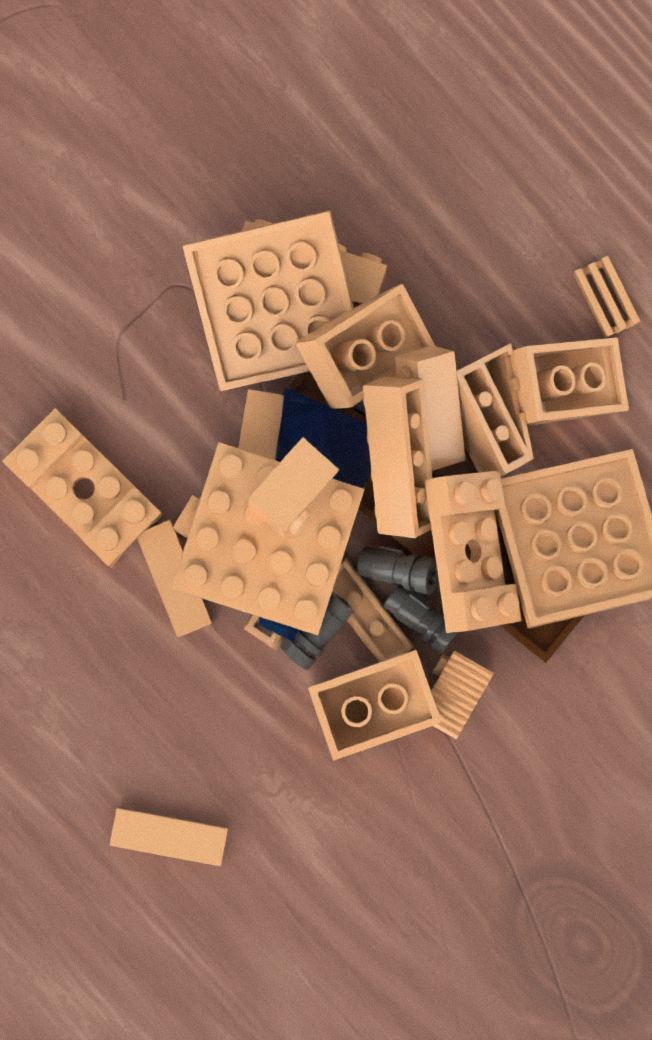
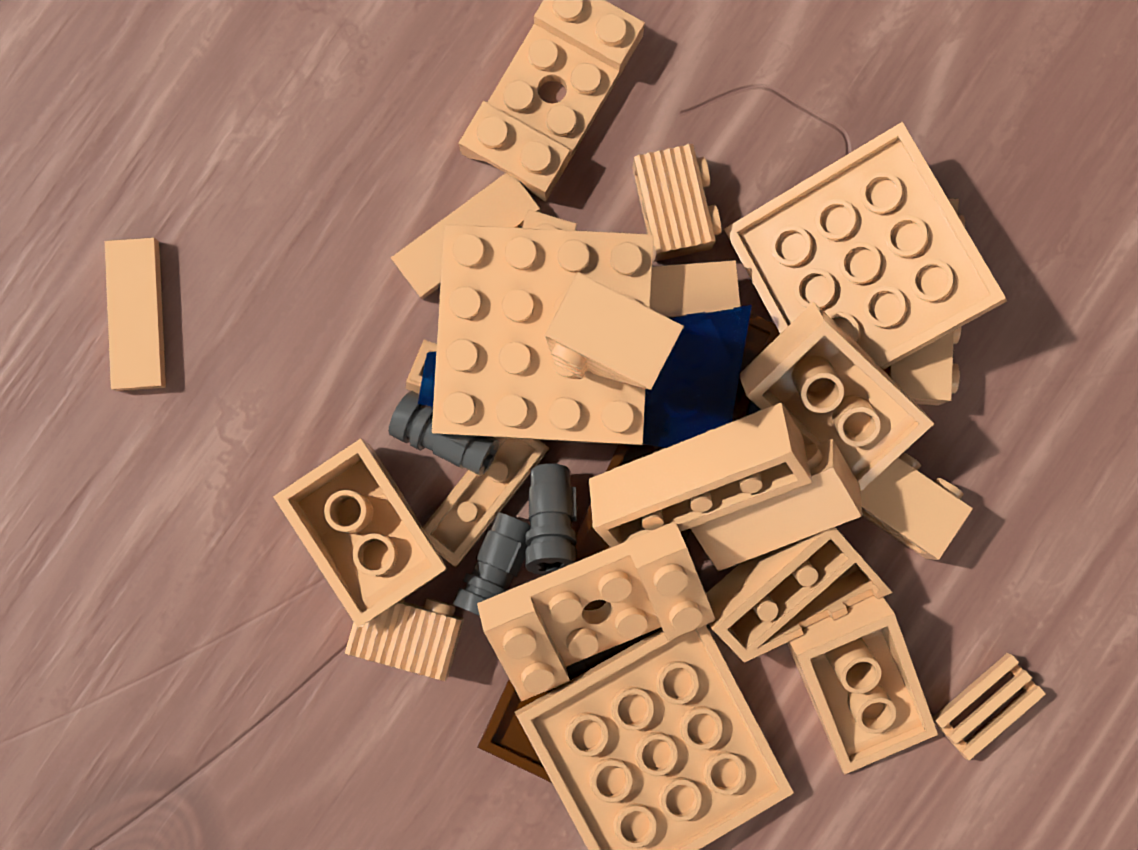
camera: 75 degrees right, 0 degrees up
(191, 420) = (675, 201): none -> light nougat brick
(455, 310) = (915, 508): none -> light nougat brick

